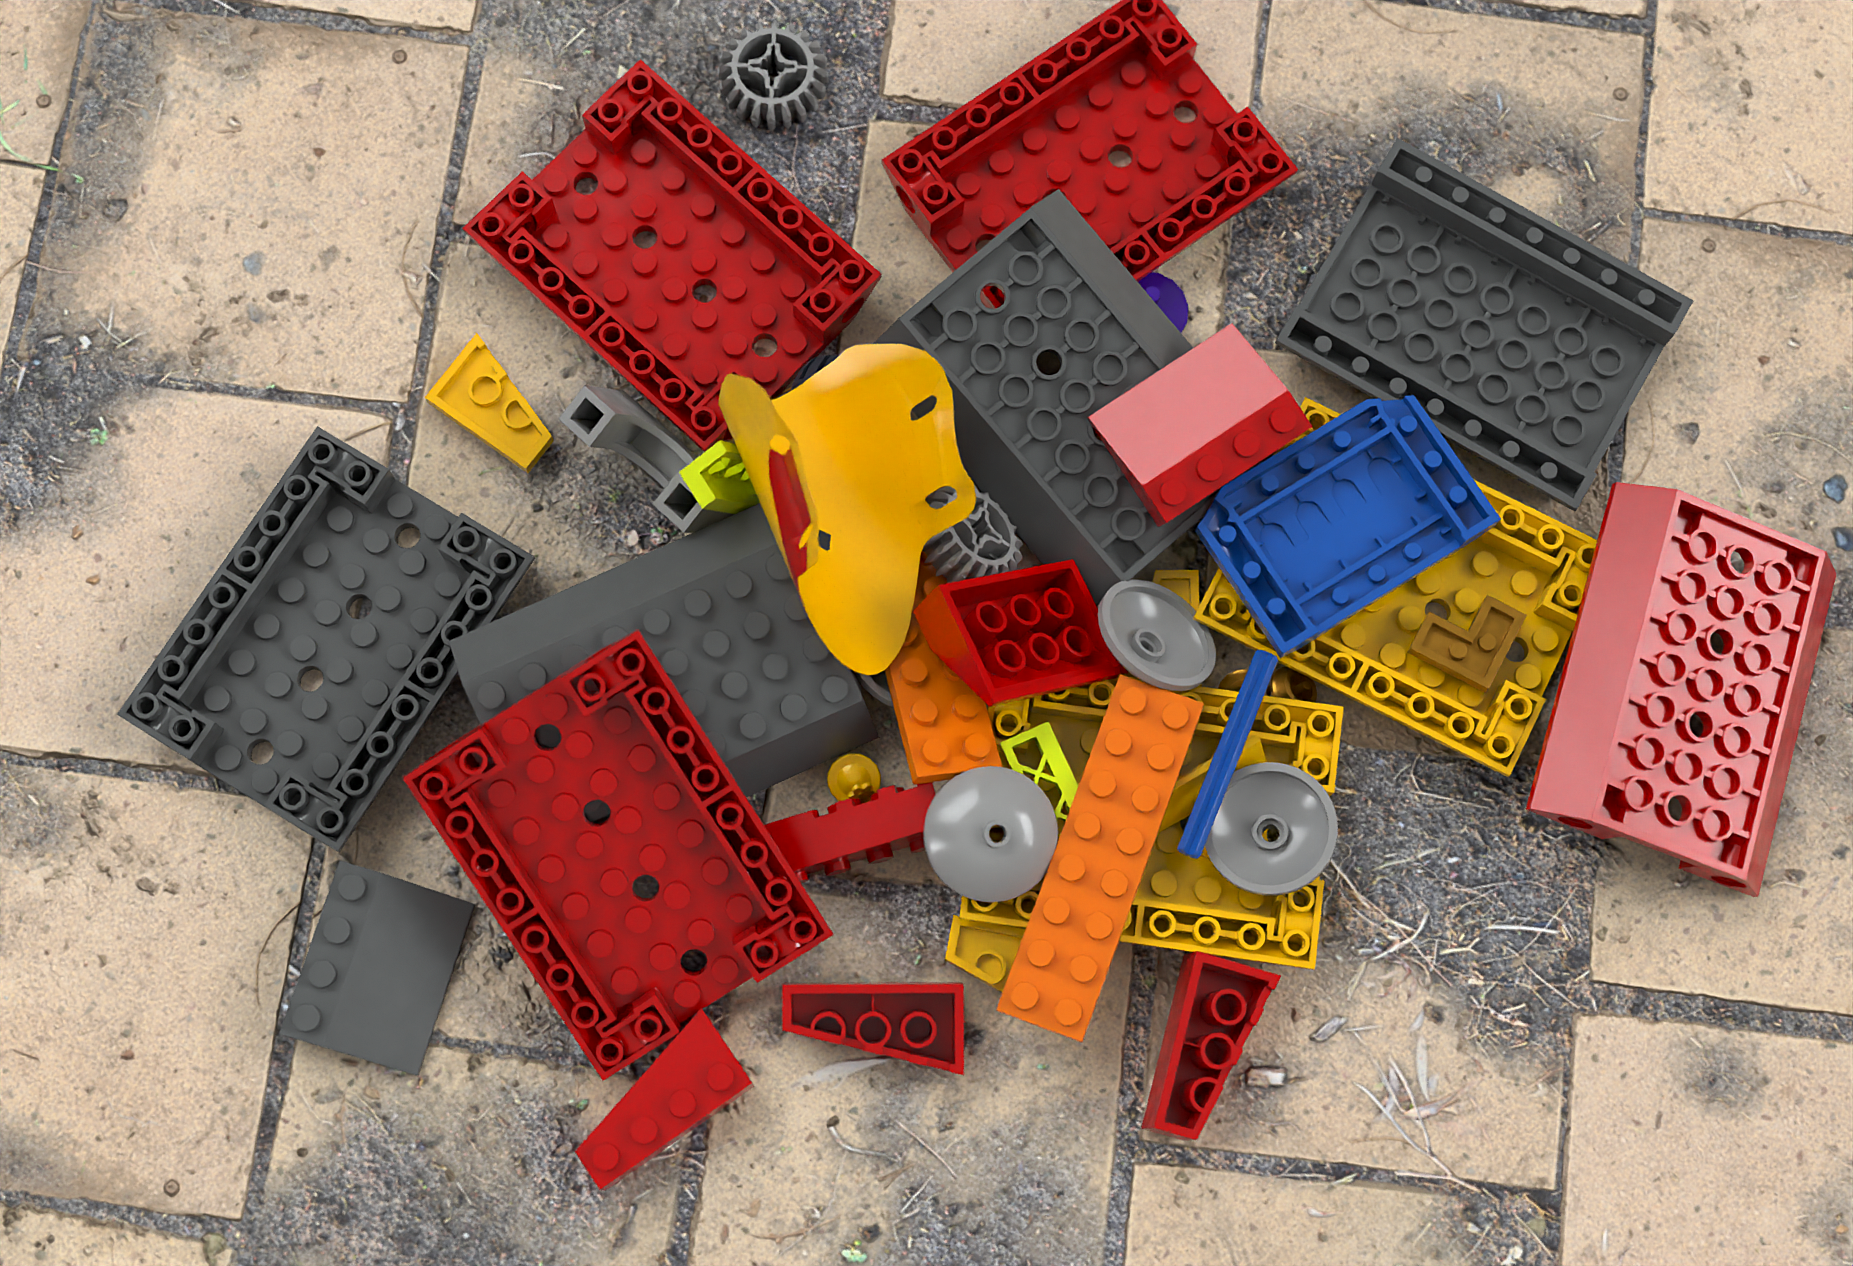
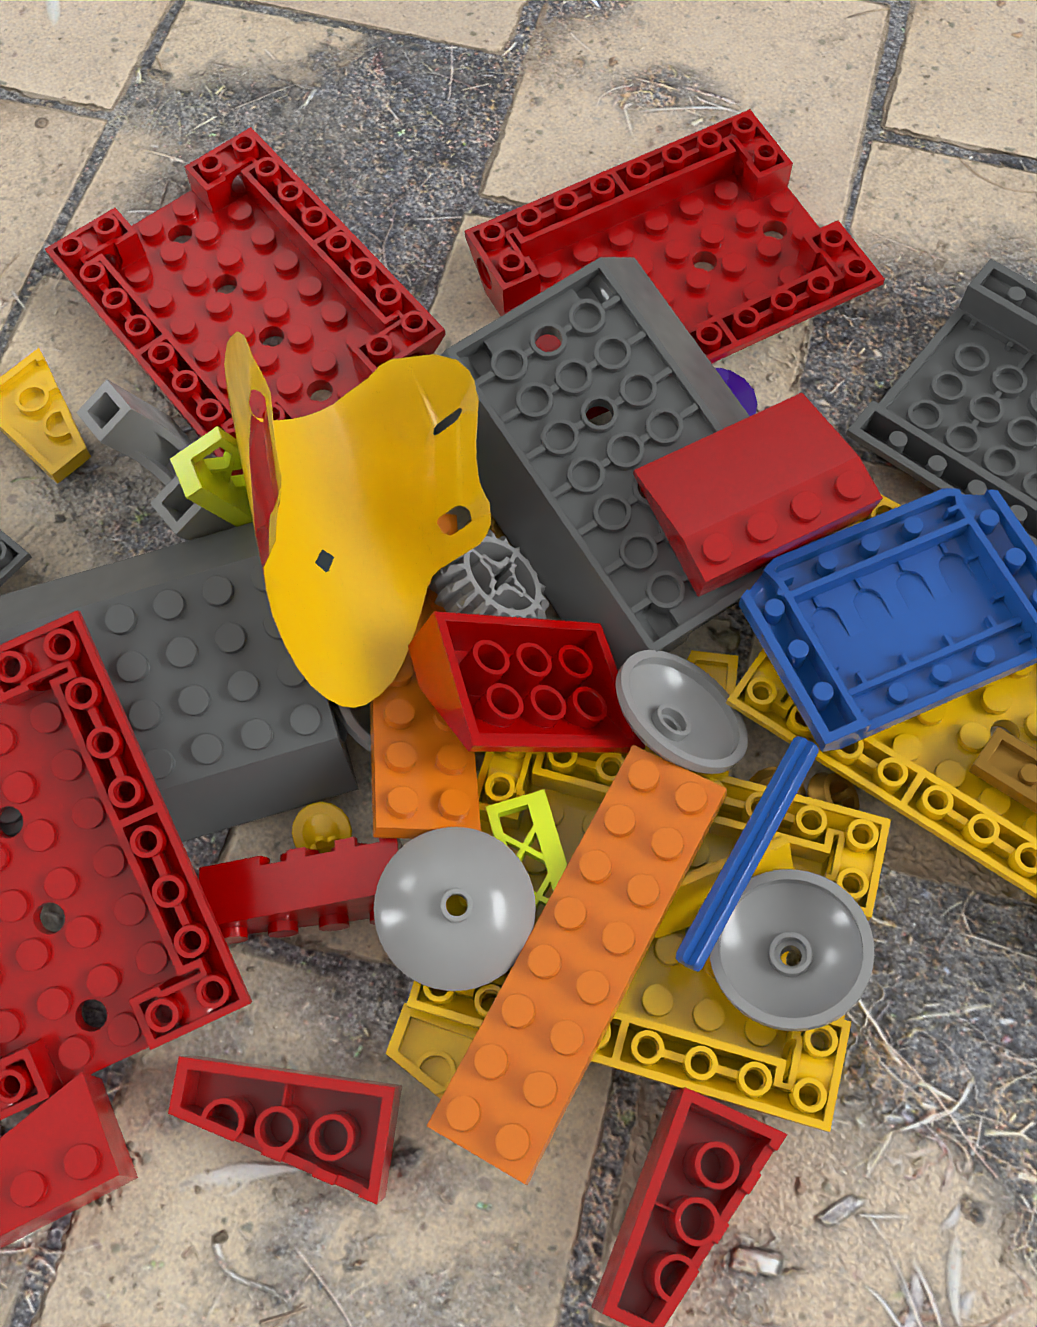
camera: 15 degrees right, 10 degrees down
(741, 70) = (378, 161): light grey gear -> none

